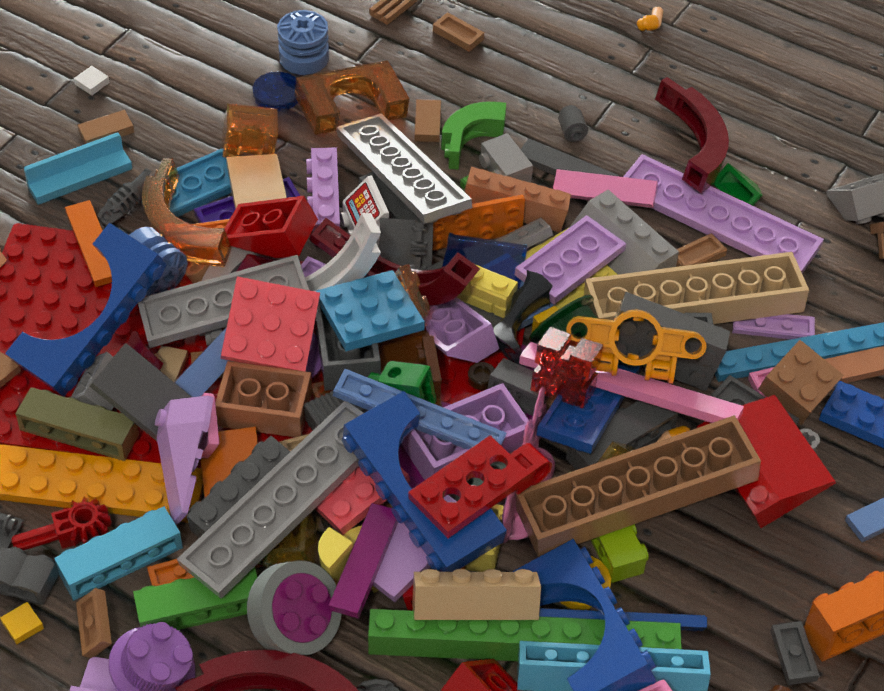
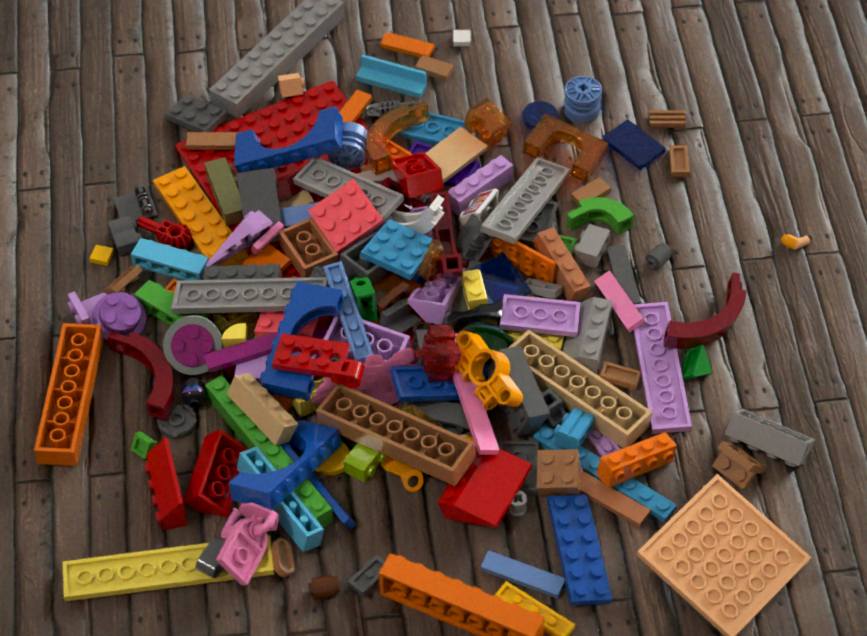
camera: 55 degrees right, 0 degrees up
(44, 129) = (406, 45): none -> orange tile
(359, 660) = (193, 393): none -> black head
(400, 47) = (634, 144): none -> clear blue tile
(455, 382) = (399, 317): none -> dark grey panel
(667, 523) = (404, 471): none -> light orange piece
(754, 331) = (574, 429): none -> dark azure brick
(841, 307) = (636, 459): none -> orange brick

